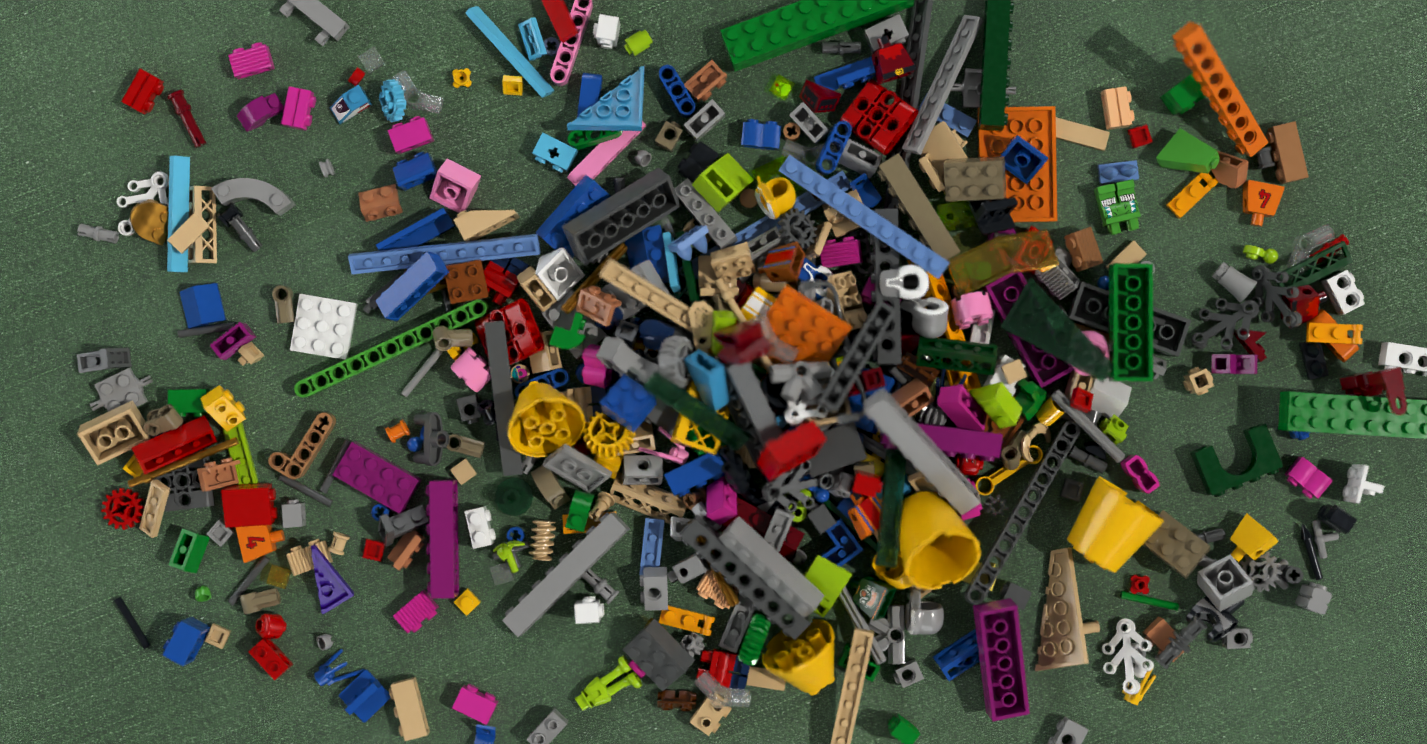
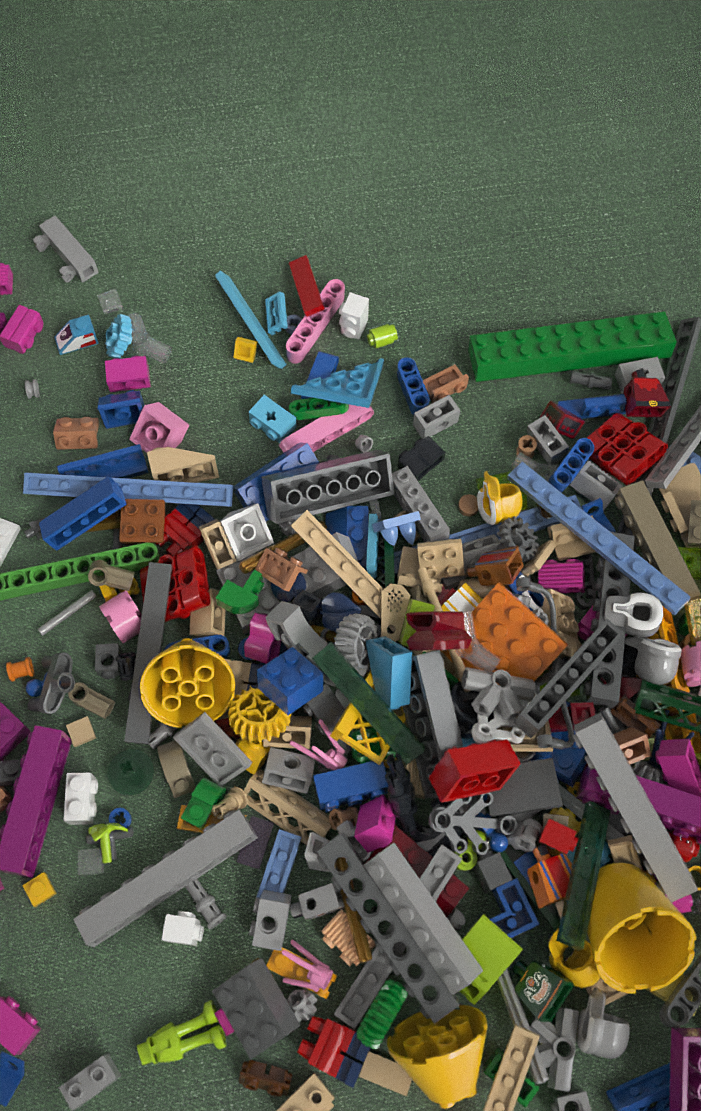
camera: 15 degrees right, 20 degrees down
(356, 77) = (90, 310): red piece -> none
(461, 73) = (195, 330): yellow plate -> none
(520, 373) = (175, 633): tile -> none
(542, 540) = (149, 829): tan piece -> none
(629, 540) = (254, 852): none -> clear purple tile
(665, 143) = (392, 434): dark tan brick -> none
(700, 621) = (318, 974): none -> bright pink plant
(722, 182) = (442, 477): lime slope -> none
(732, 697) = (338, 1087): clear piece -> none
(760, 135) = (493, 445): blue brick -> none
(781, 87) = (522, 406): clear neon green tile -> none

